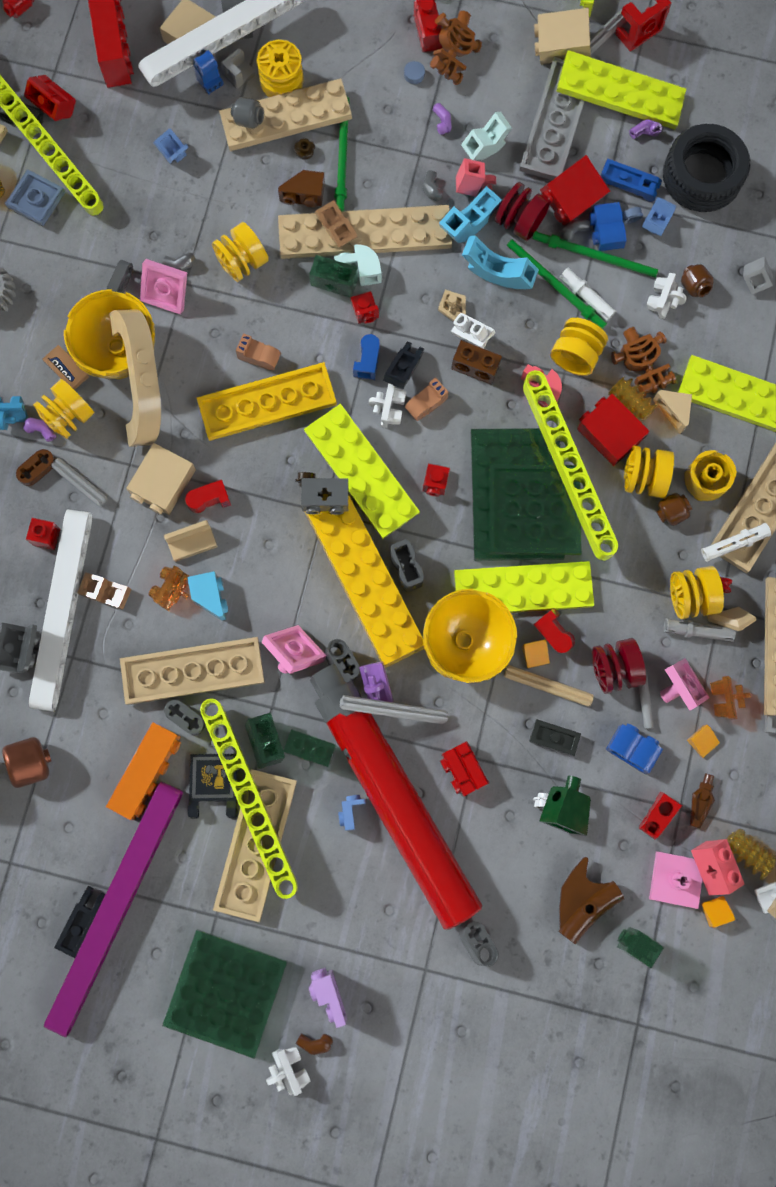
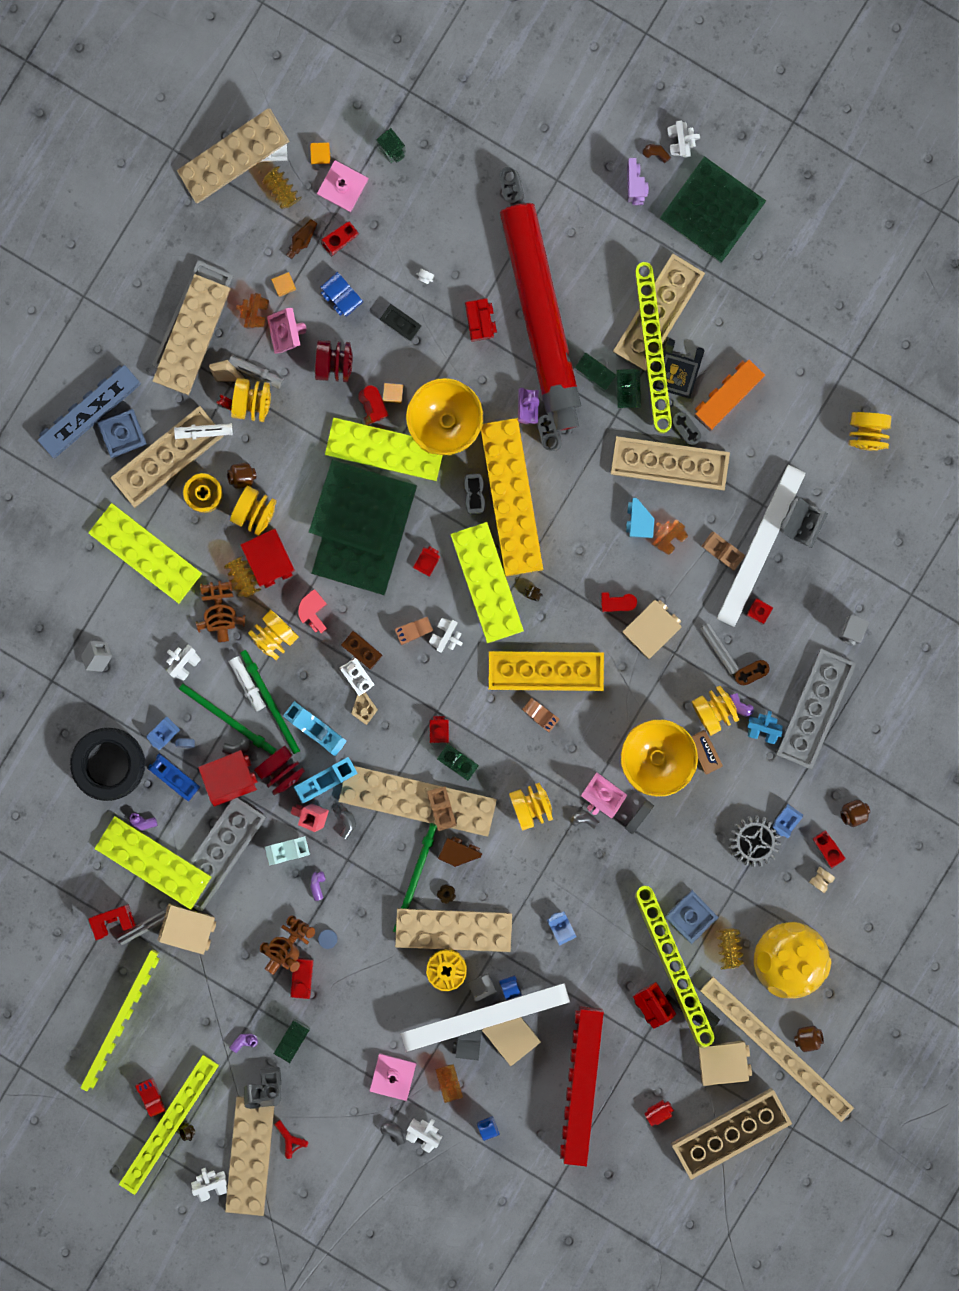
camera: 165 degrees left, 10 degrees up
(26, 762) = (818, 429): copper head -> none
(78, 924) = (809, 293): black hinge -> none
(113, 910) = (779, 298): magenta beam -> none
(146, 415) = (639, 720): tan arch -> none
(190, 540) = (641, 569): tan panel -> none
(247, 113) = (487, 931): dark grey head -> none
(293, 649) = (584, 453): bright pink tile -> none
(312, 494) = (530, 573): dark grey brick -> none
(346, 817) = (582, 312): medium blue bracket -> none
(367, 263) = (426, 768): light aqua brick -> none
(369, 359) = (446, 689): blue leg -> none
(393, 709) = (520, 380): light grey axle -> none
(403, 366) = (424, 663): black hinge -> none
(549, 686) = (390, 364): tan axle -> none
(567, 808) = (410, 265): dark green torso -> none
(571, 454) = (314, 523): neon yellow beam -> none
(577, 894) = (422, 199): reddish brown pin -> none
(608, 226) = (208, 739): blue brick -> none
(646, 705) = (318, 330): light grey piece -> none
(675, 407) = (208, 560): tan slope -> none
(697, 280) = (150, 666): reddish brown head -> none
(717, 867) = (310, 185): coral brick -> none

